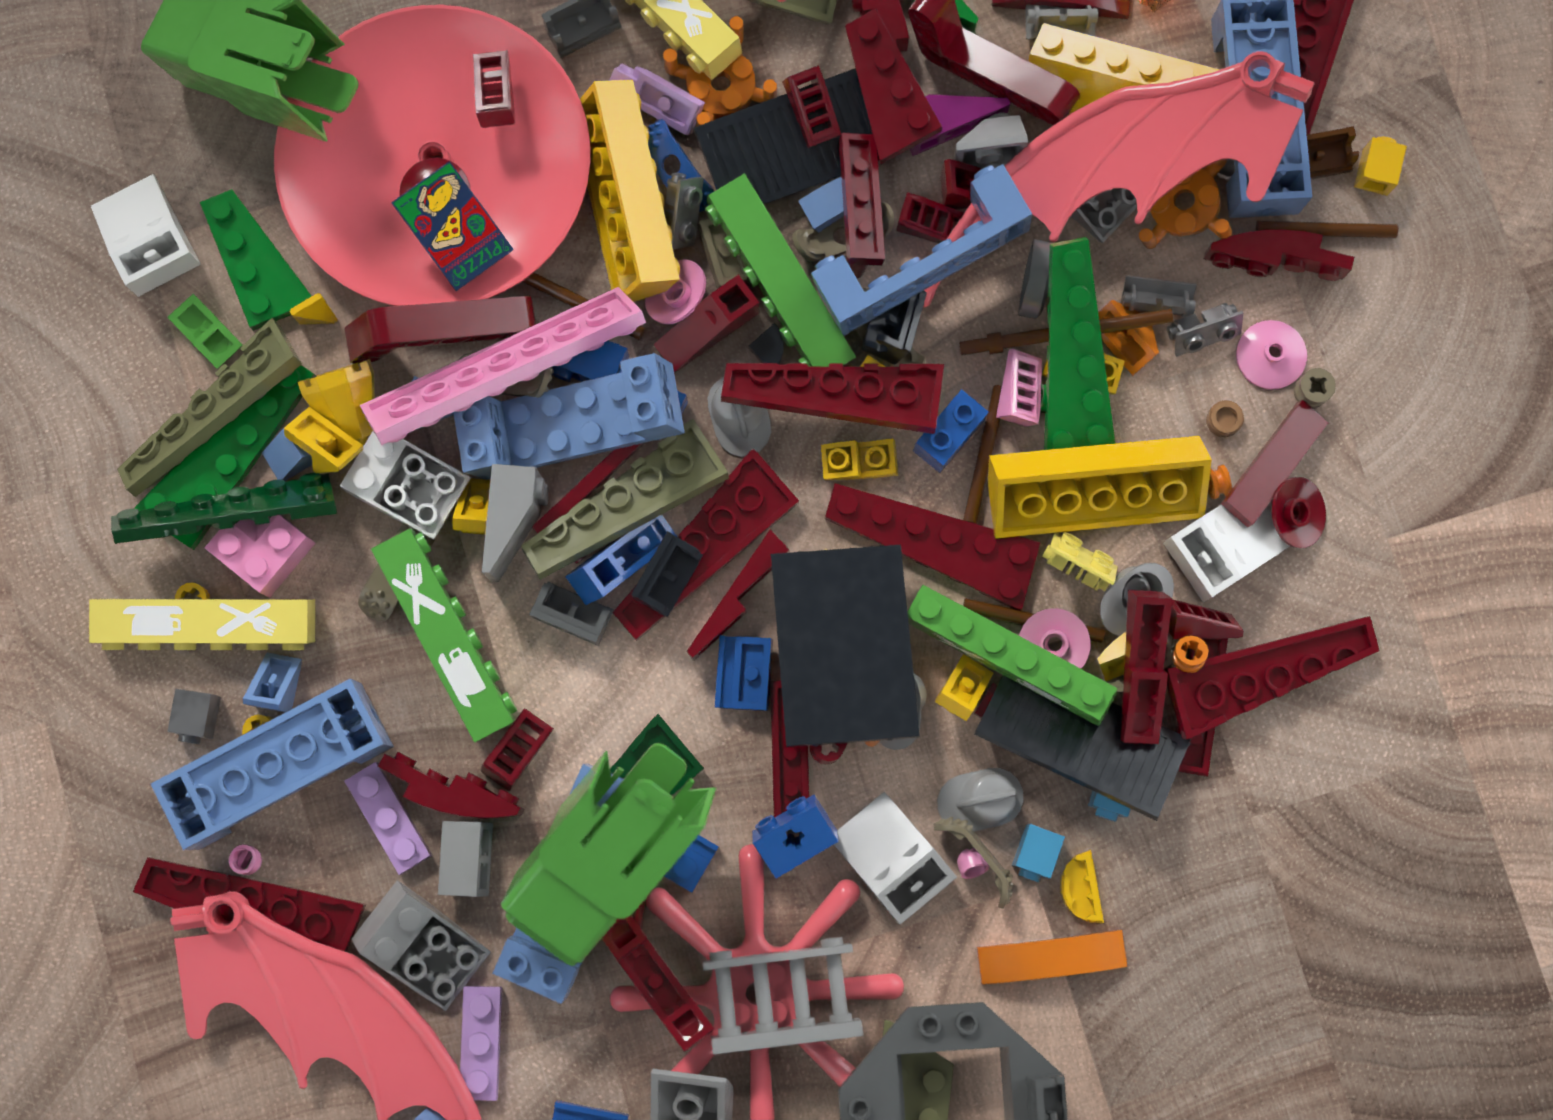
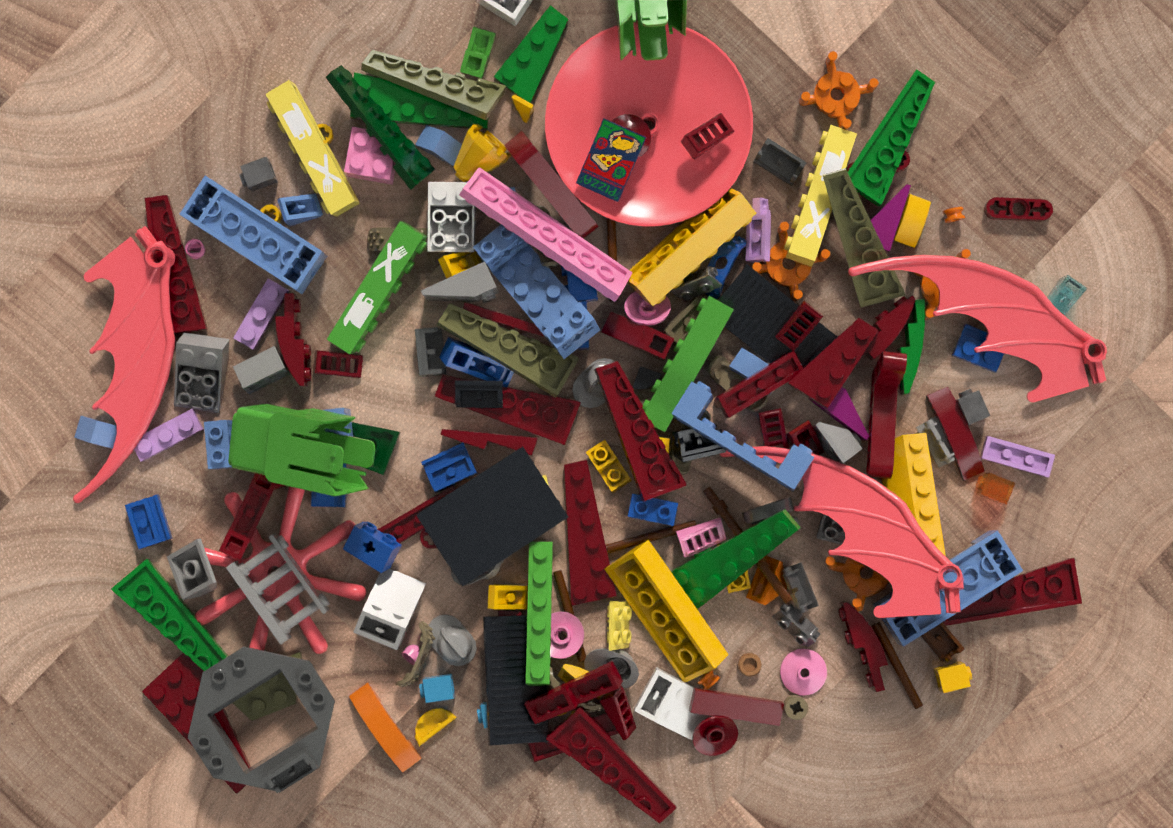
camera: 65 degrees right, 5 degrees up
(323, 440) = (448, 158): yellow slope -> none
(1199, 659) = (599, 721): orange bush -> none

